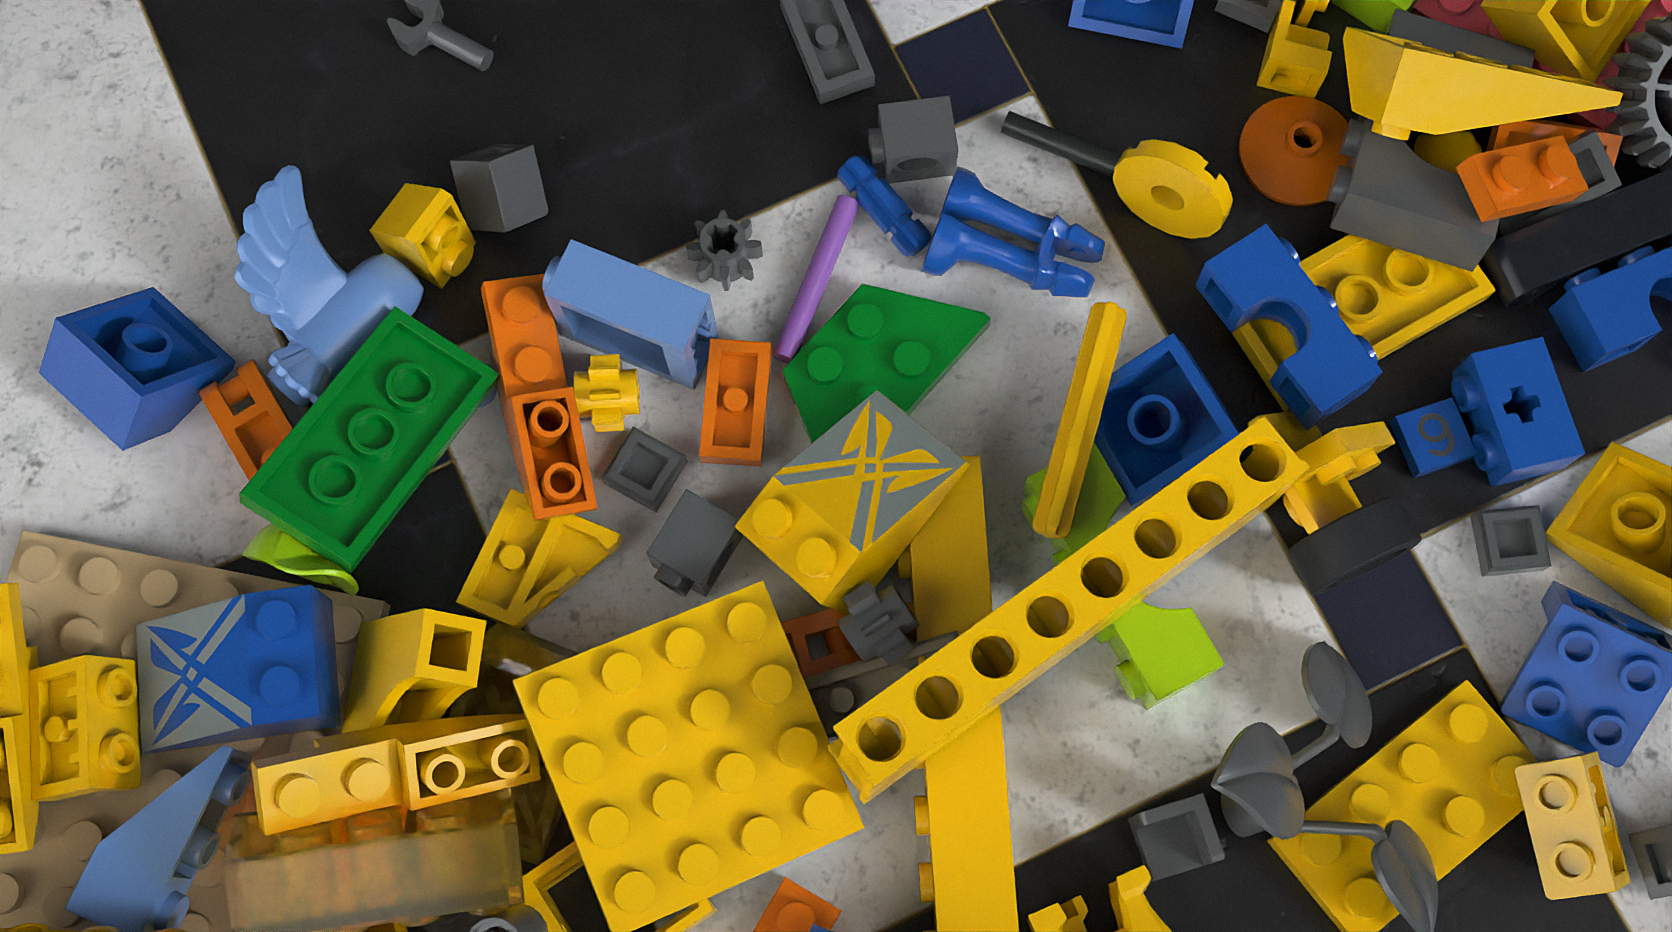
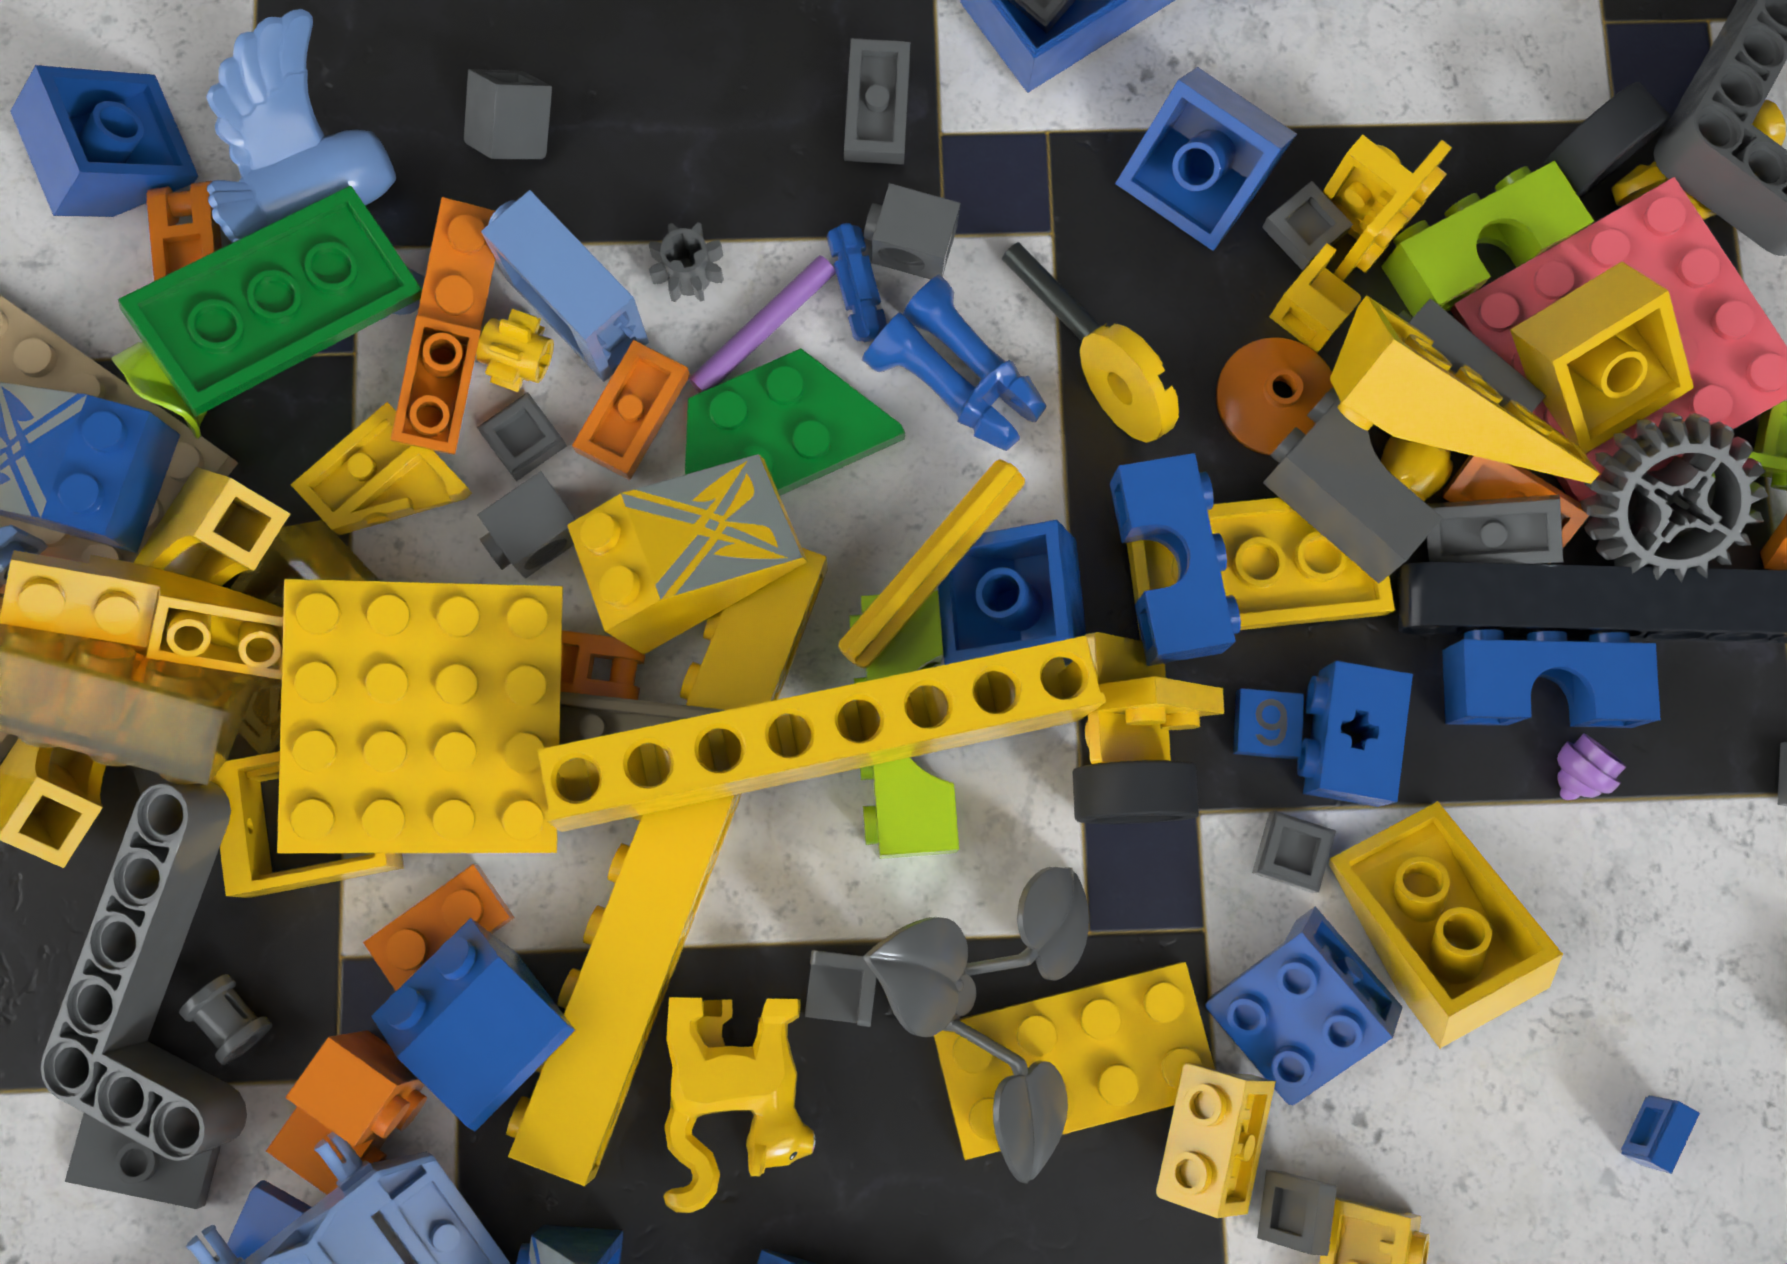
camera: 15 degrees right, 5 degrees up
(426, 233) = (416, 130): yellow slope -> none
(878, 623) = (654, 671): dark grey gear -> none
(1522, 178) = (1461, 514): orange plate -> none

